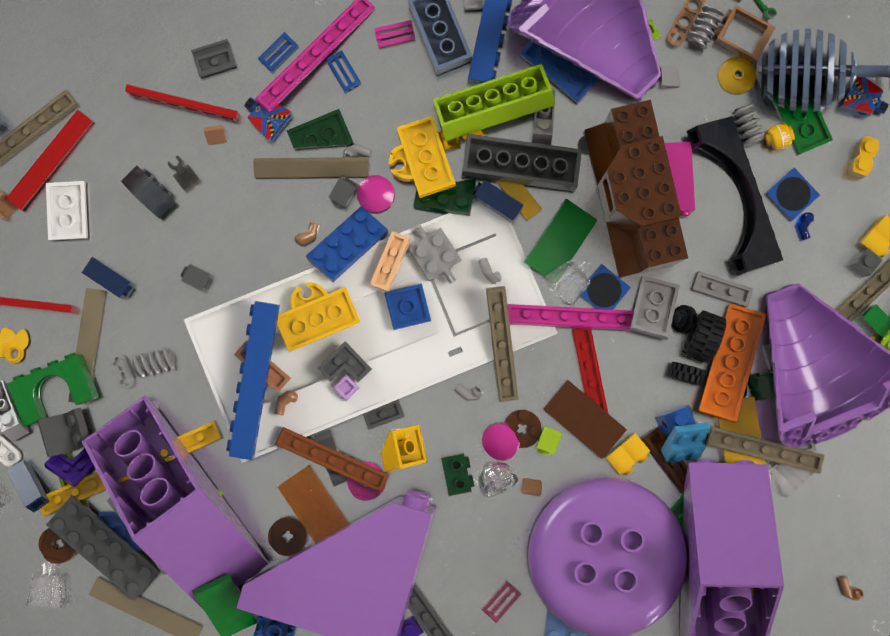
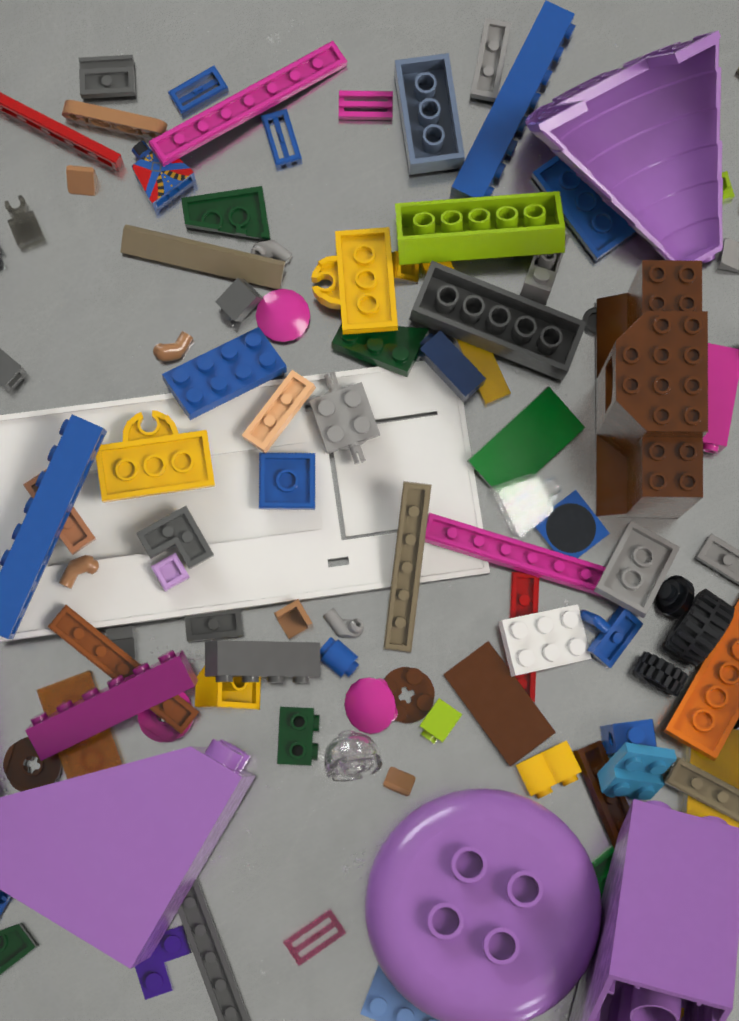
camera: 10 degrees right, 5 degrees down
(226, 87) = (113, 119): none -> medium nougat beam
(331, 485) = (112, 704): none -> magenta brick
(422, 430) = (262, 659): none -> dark grey brick
(435, 397) = (293, 619): none -> medium nougat panel
(471, 415) = (338, 658): none -> blue brick
(487, 272) = (411, 459): light grey arm -> none
(605, 370) = (544, 640): none -> white plate
(649, 355) = (614, 634): none -> blue plate

